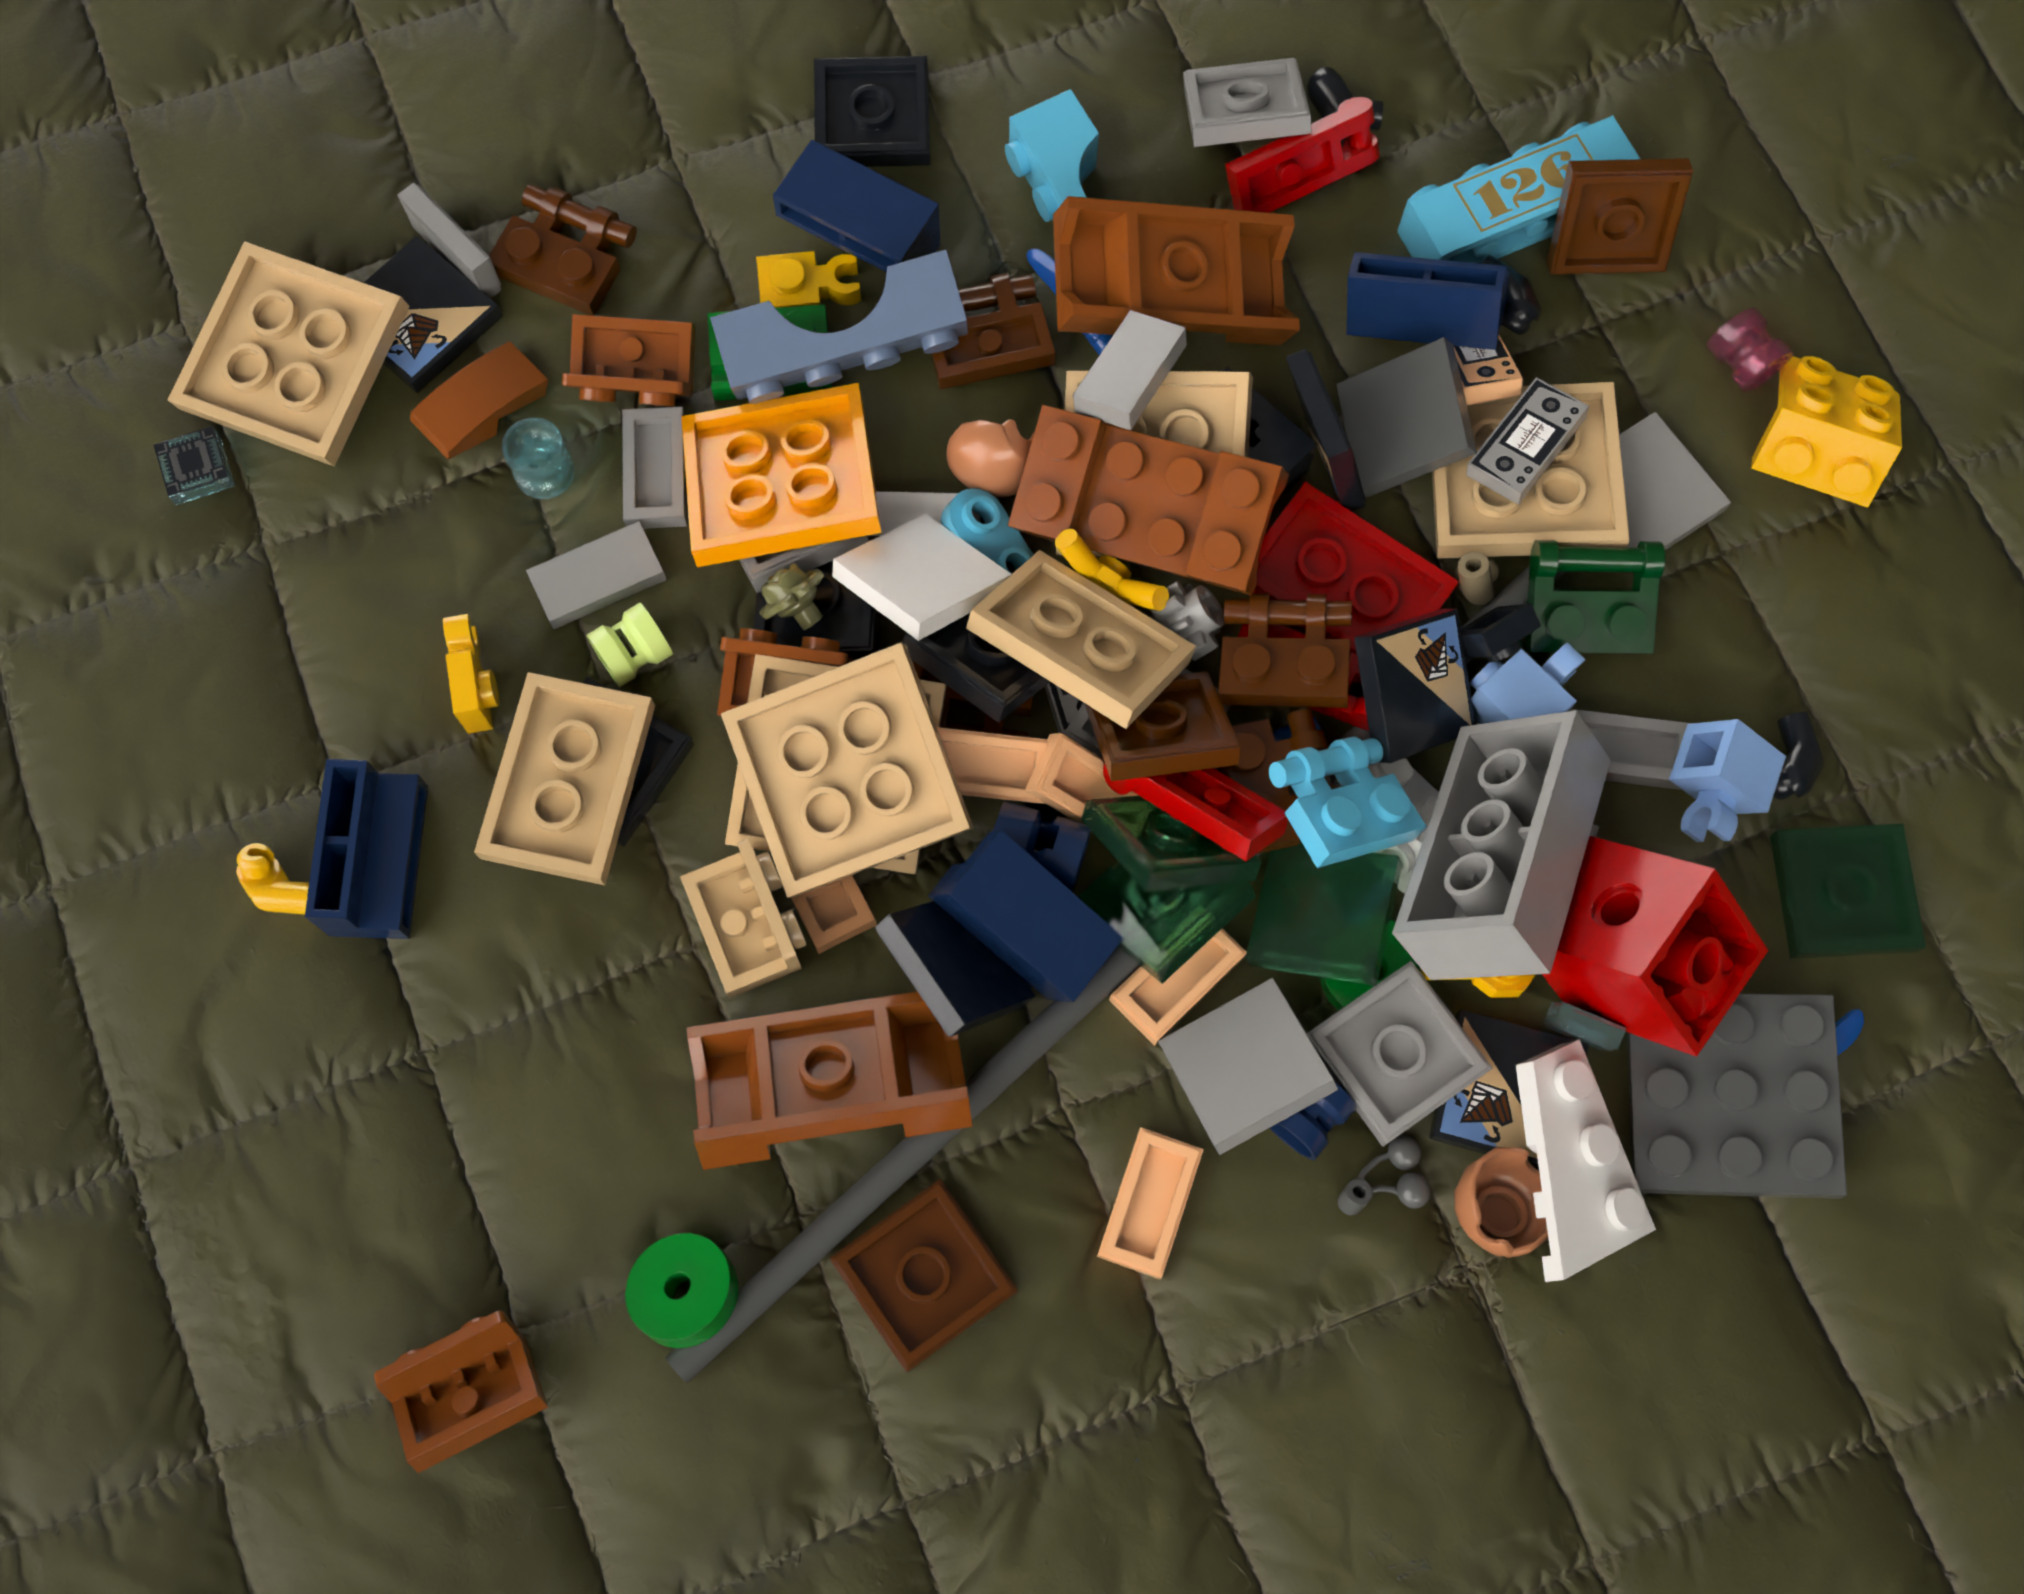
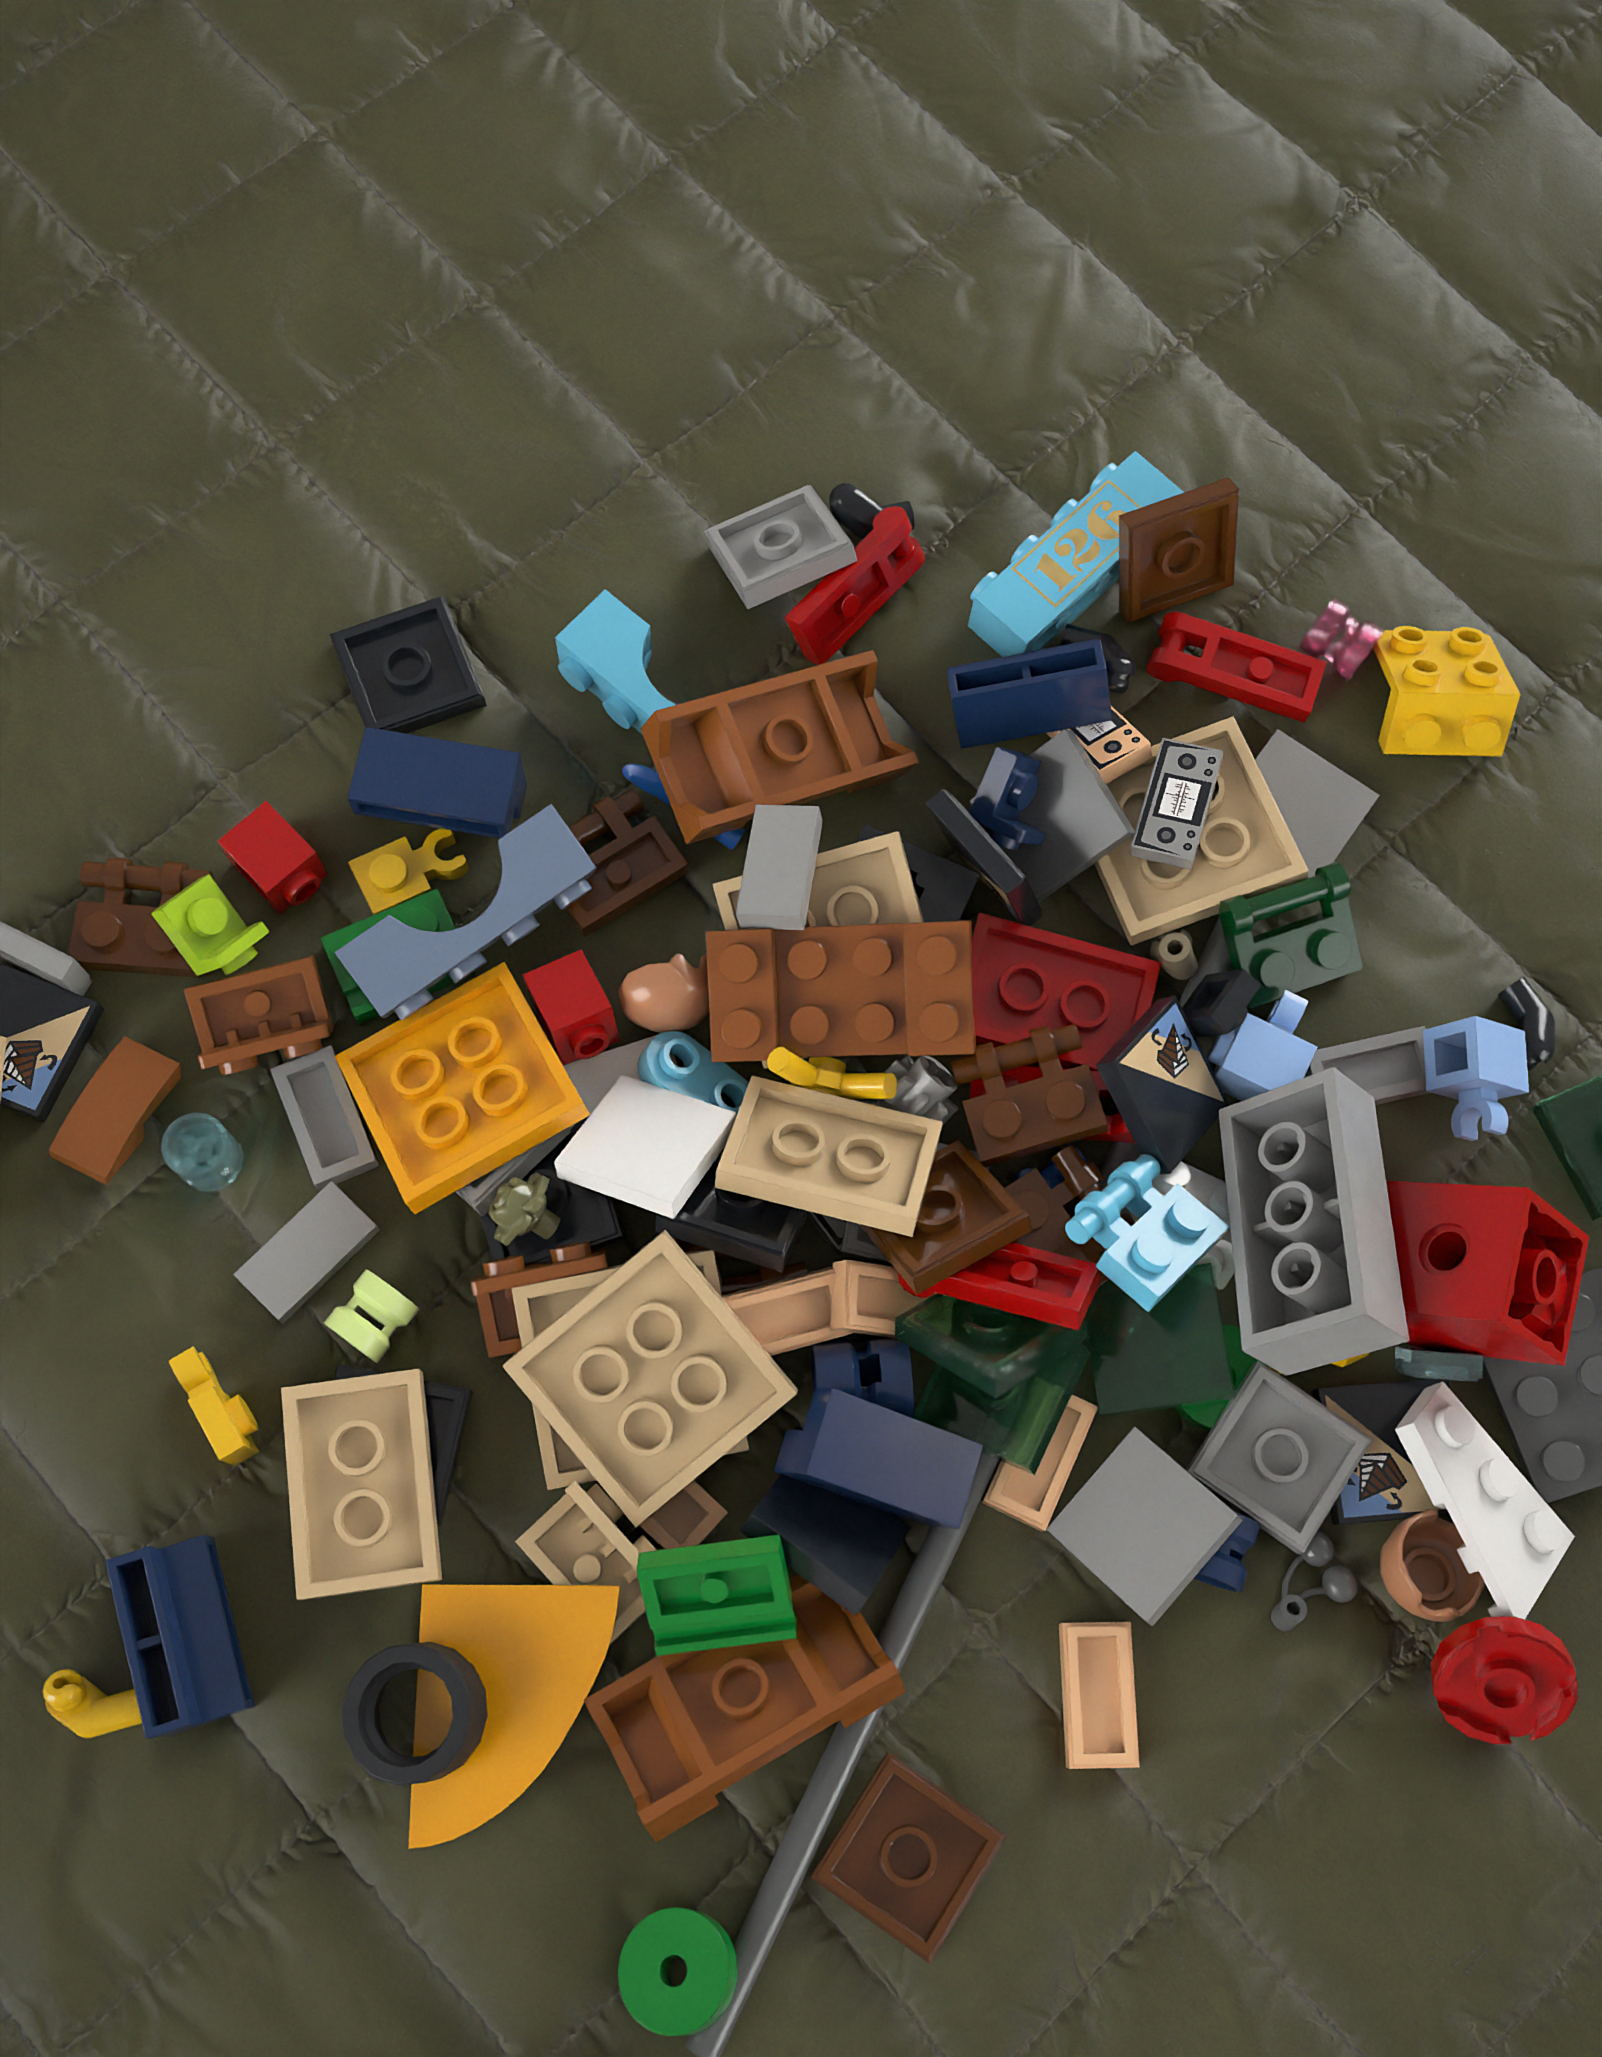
camera: 25 degrees left, 0 degrees up
(503, 960) = (362, 1717): none -> black tyre
(613, 270) = (208, 928): none -> lime bracket
(617, 1000) = (537, 1664): none -> light orange sticker
(692, 231) = (273, 858): none -> red brick
(834, 975) = (717, 1595): none -> green plate
(903, 442) = (572, 1008): none -> red brick
(1366, 379) = (1003, 793): none -> dark blue bracket
(1533, 1325) = (1504, 1679): none -> red tile
(1638, 343) = (1237, 666): none -> red plate

